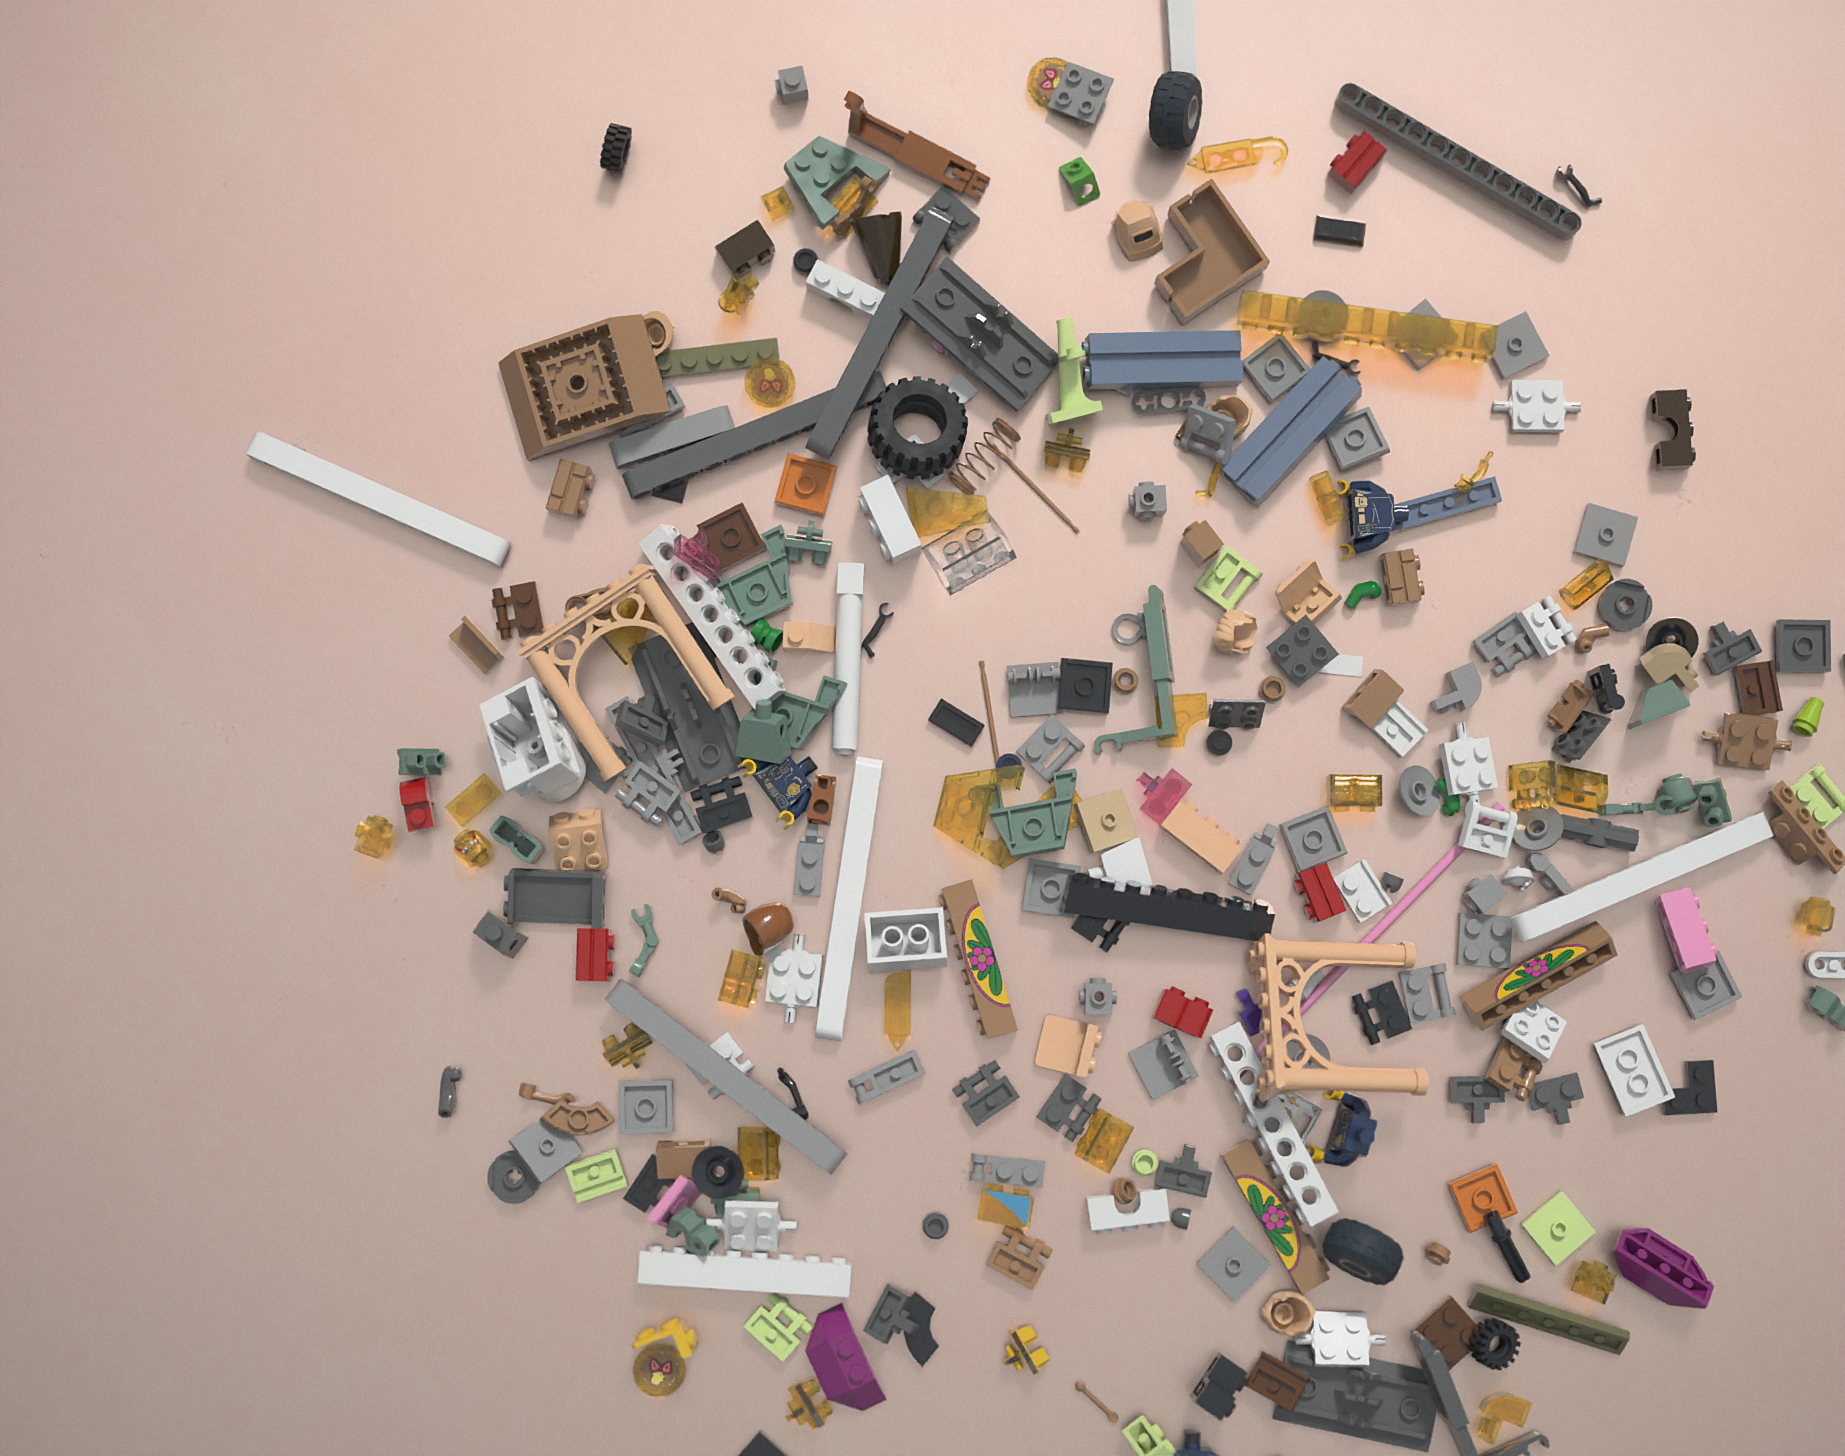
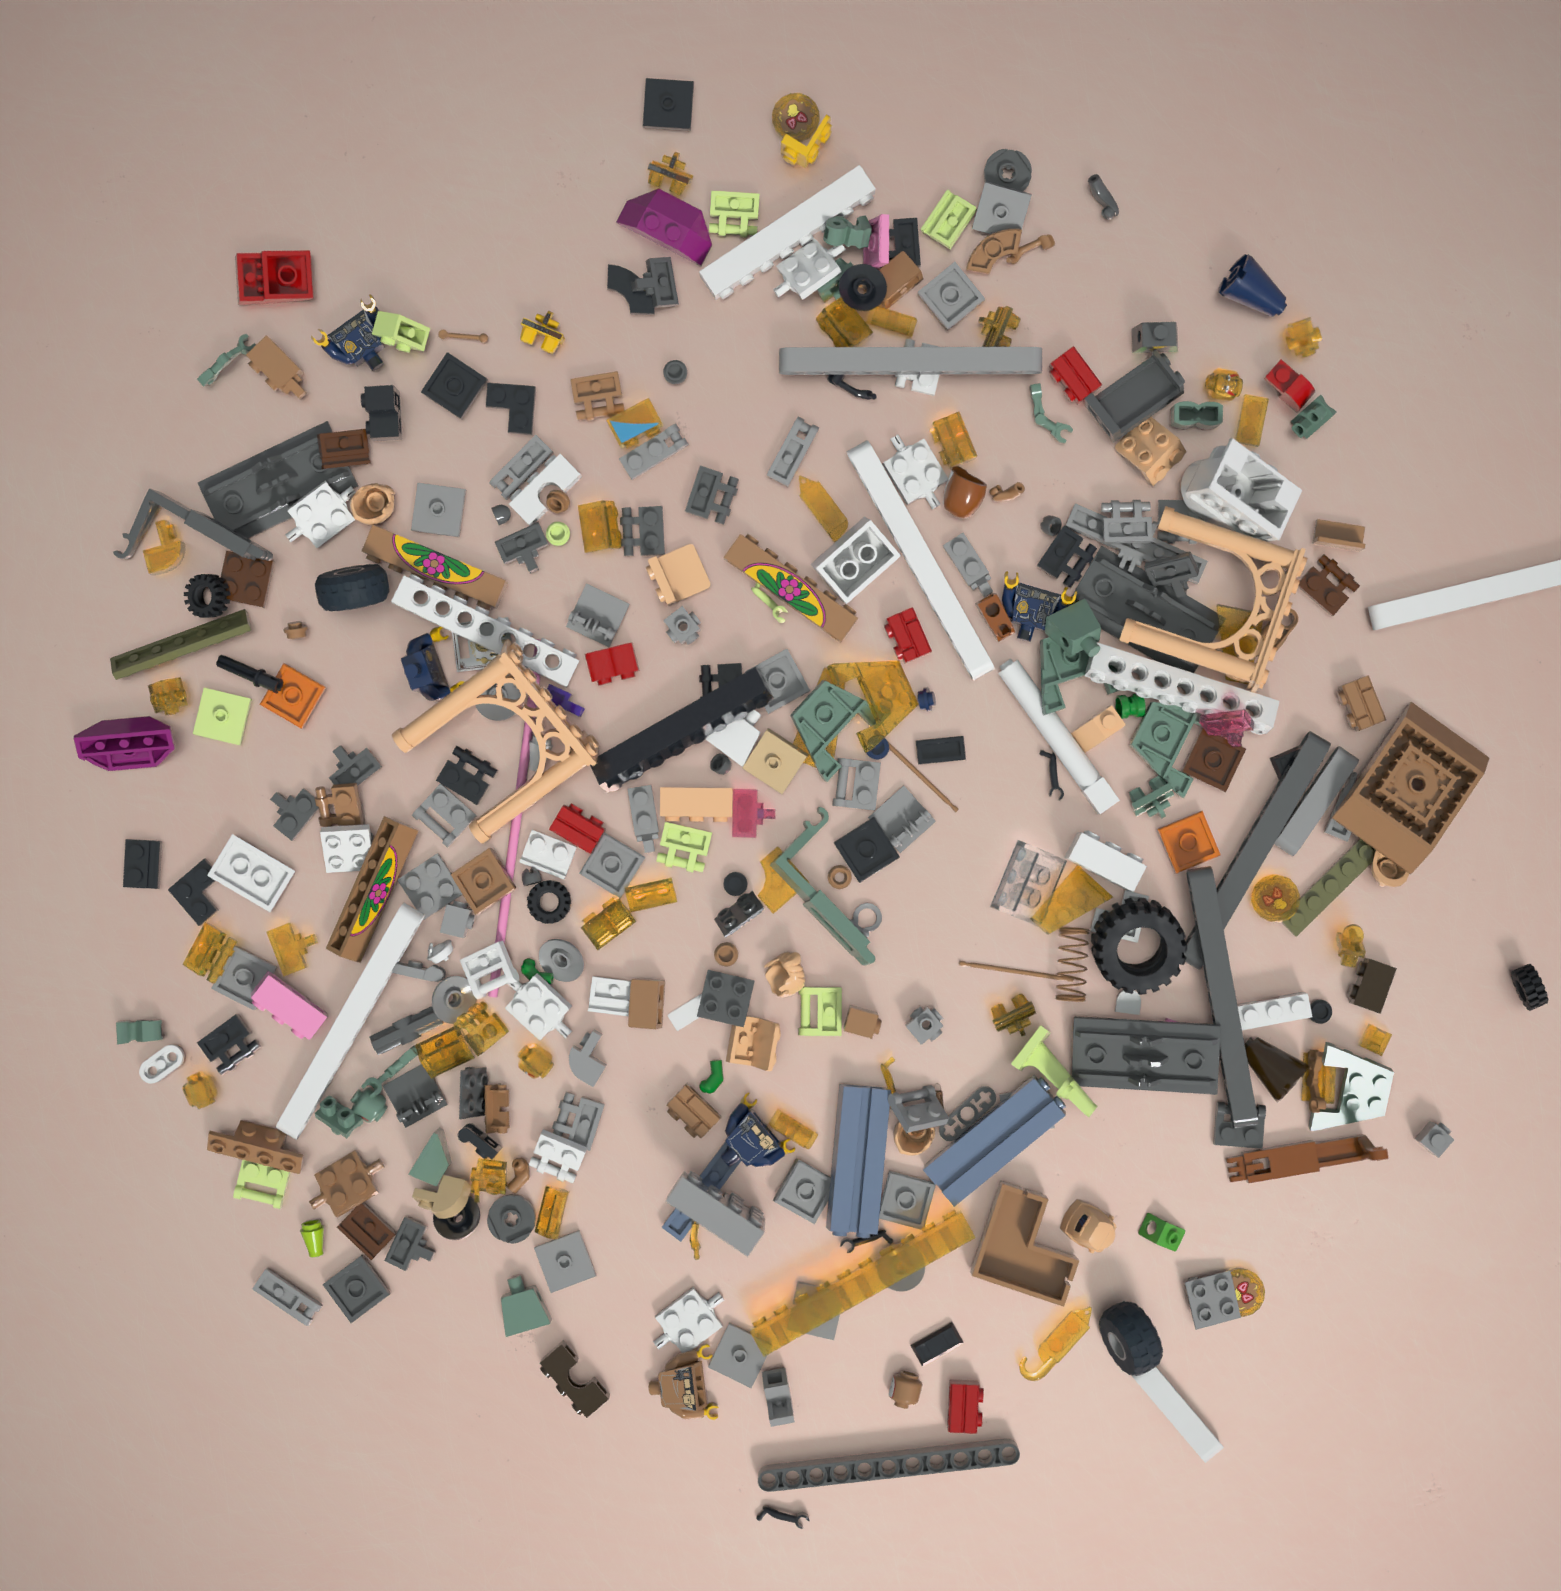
camera: 145 degrees right, 5 degrees up
(383, 913) = (1253, 287): none -> dark blue cone
(713, 1124) = (892, 321): none -> clear yellow brick
(909, 841) = (908, 635): none -> red brick
(935, 774) = (926, 699): none -> dark blue plate
(1006, 961) = (767, 600): none -> yellowish green piece
(1091, 1308) = (519, 401): none -> black plate
(1132, 1245) = (521, 466): none -> light grey plate
(1138, 1363) = (454, 385): none -> black plate
(1154, 854) = (720, 764): none -> dark grey hinge
(1234, 813) = (687, 840): none -> yellowish green plate
(1299, 788) = (651, 894): none -> clear yellow plate
(1395, 212) = (905, 1389): none -> medium nougat head
(1407, 845) = (534, 902): none -> black tyre
(1436, 909) = (483, 881): none -> medium nougat plate
(1448, 469) = (721, 1215): none -> light grey piece
(1505, 722) = (535, 1061): none -> clear yellow head
(1509, 285) = (778, 1397): none -> light grey brick
(1583, 354) = (683, 1386): none -> medium nougat torso
(1619, 653) = (488, 1177): none -> clear yellow bracket
(1632, 771) = (414, 1095): none -> dark grey hinge
(1647, 980) = (290, 948): none -> clear yellow hinge
(1671, 521) = (523, 1308): none -> sand green torso
(1722, 1152) = (142, 864): none -> black plate
(1723, 1034) = (204, 950): none -> clear yellow plate
(1761, 945) = (224, 1038): none -> black plate

